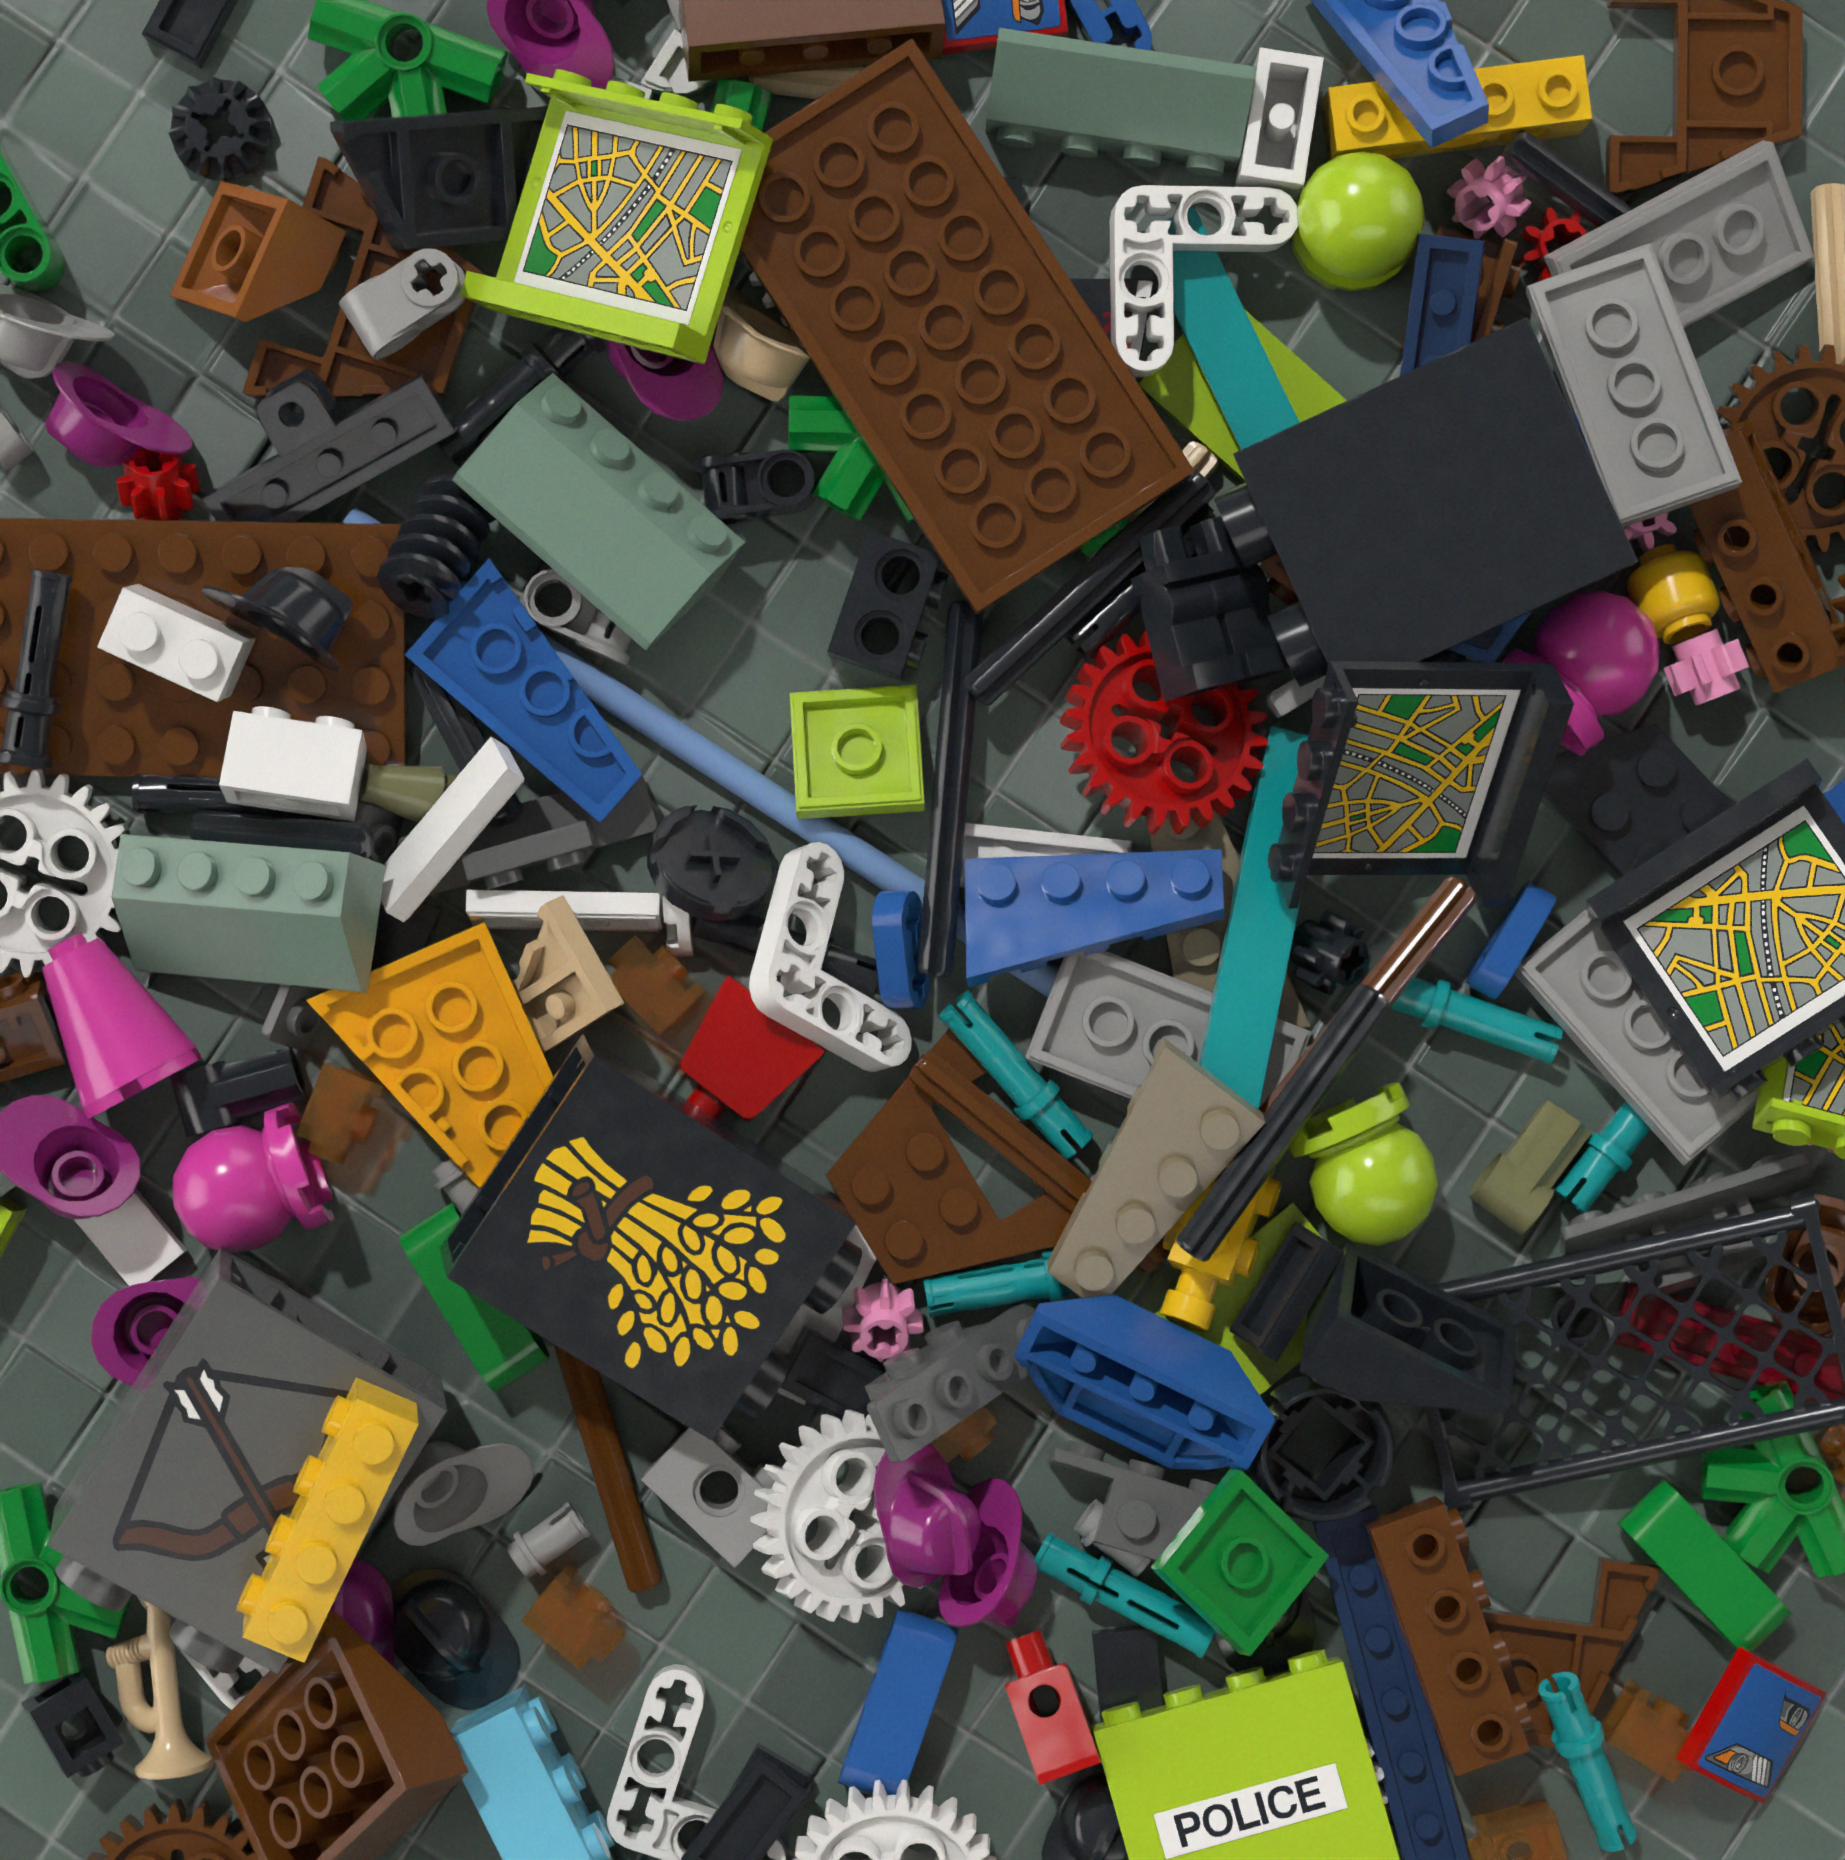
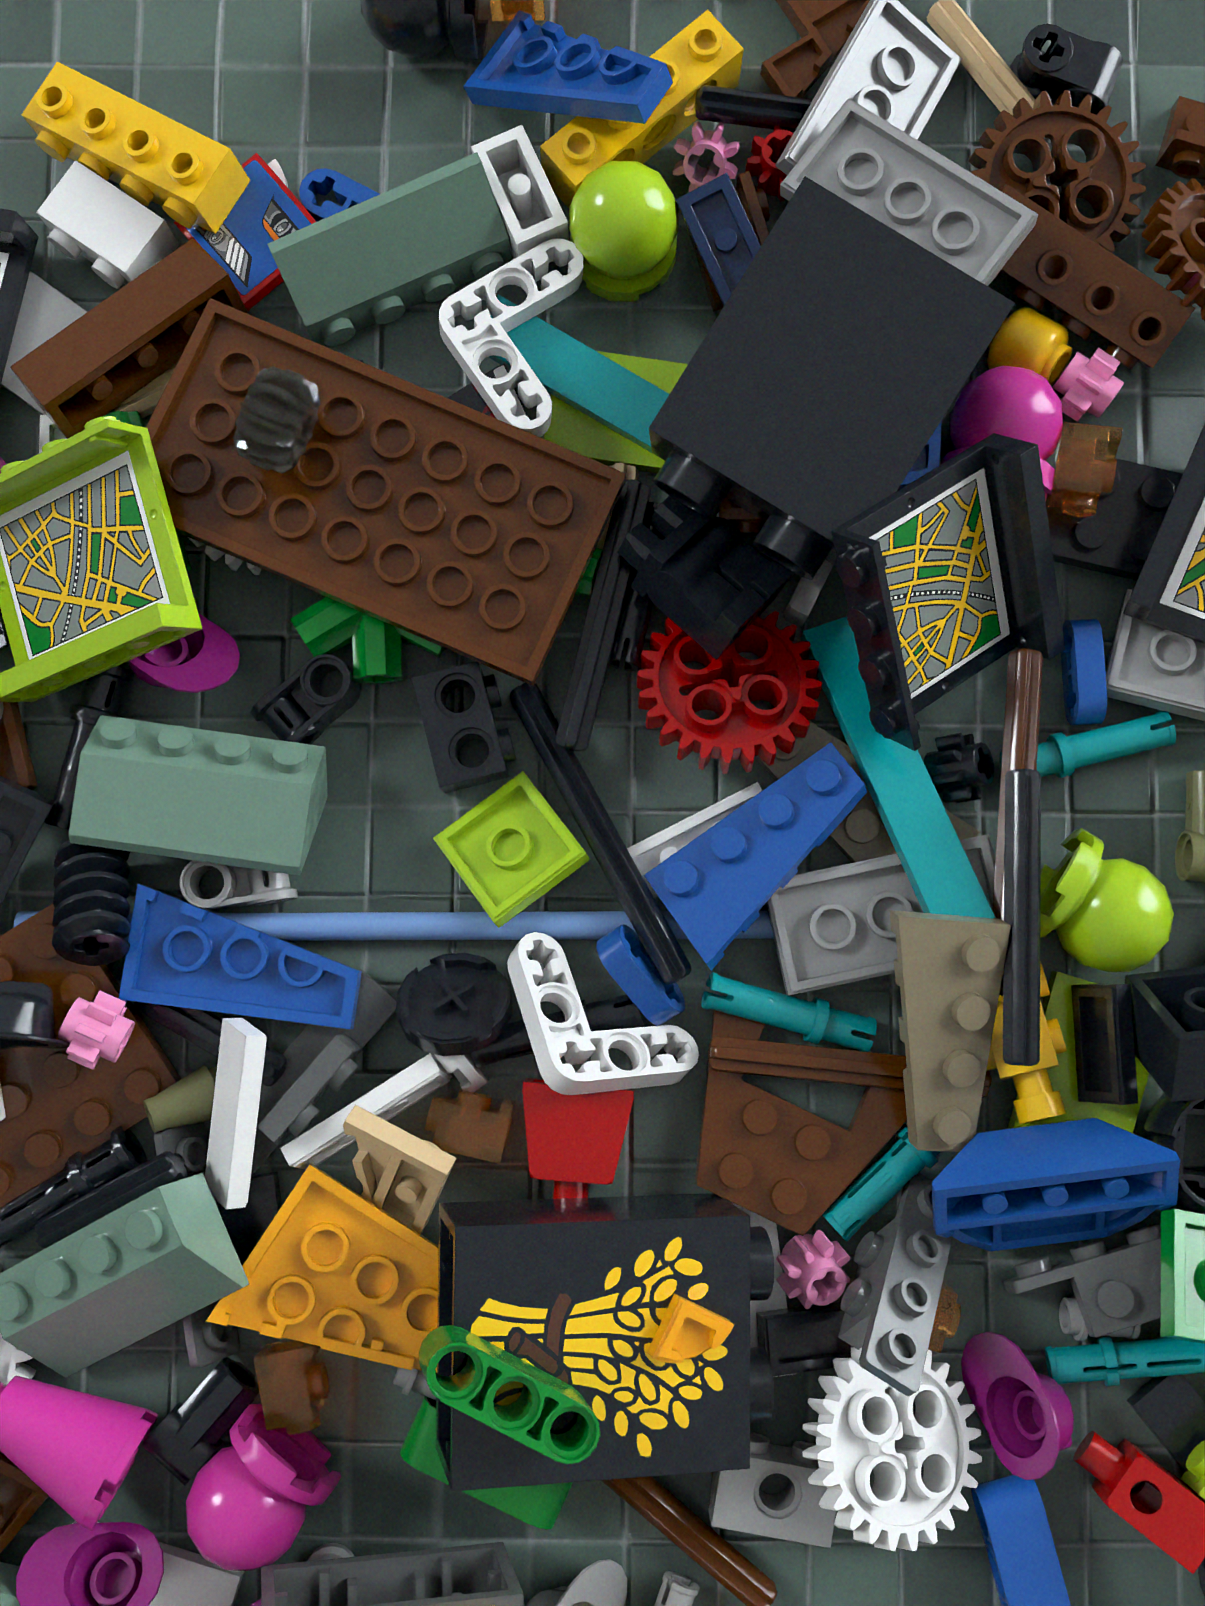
camera: 30 degrees left, 5 degrees down
(294, 763) = (81, 1140): white brick -> none
(371, 672) = (96, 1030): none -> bright pink gear
(560, 1255) = (525, 1419): none -> green beam
(735, 1283) = (687, 1331): none -> light orange tile
(757, 348) = (245, 603): tan piece -> none
(899, 214) = (276, 419): none -> clear smoke gear
(924, 1519) = (956, 1412): magenta piece -> none
(1636, 747) = (1084, 467): none -> clear orange brick

